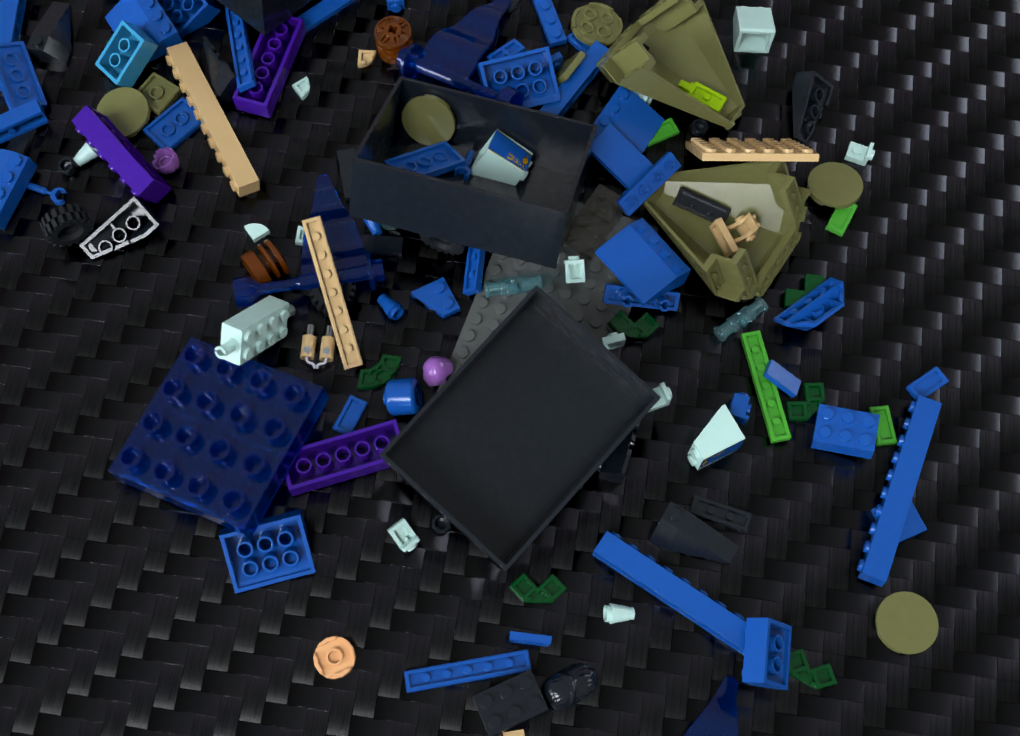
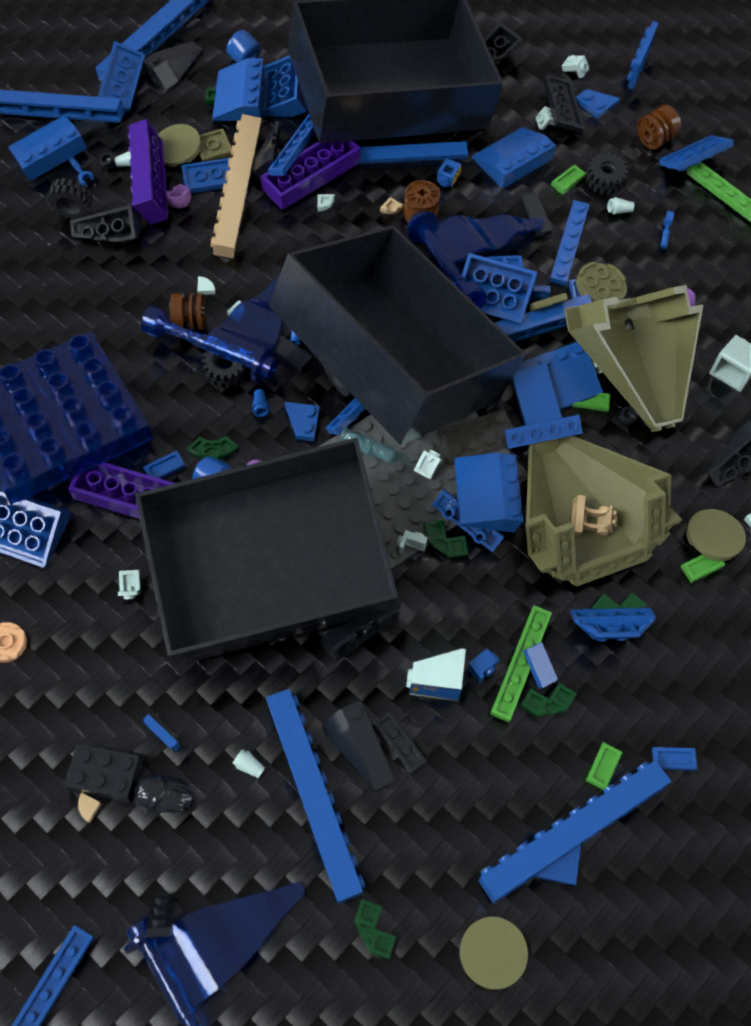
camera: 35 degrees right, 5 degrees down
(126, 54) = (209, 103): dark azure brick -> none
(254, 330) = (135, 351): light aqua brick -> none
(309, 344) = (186, 404): tan piece -> none
(332, 292) = (218, 362): tan tile -> none
(428, 119) = (396, 276): olive tile -> none
(429, 160) = (369, 306): blue plate -> none
(465, 170) = (397, 331): blue piece -> none
(467, 671) = (95, 725): blue tile -> none
(502, 160) = (434, 341): light aqua slope -> none
(530, 593) = (192, 697): dark green tile -> none
(665, 394) = (419, 611): light aqua bracket -> none
(700, 206) = (578, 479): black tile -> none
(704, 94) = (647, 390): lime hinge -> none
(740, 319) = (544, 593): clear light blue piece -> none
(751, 150) = (645, 451): tan plate -> none
(767, 653) = (341, 884): blue slope -> none
(845, 431) = (562, 746): blue brick -> none

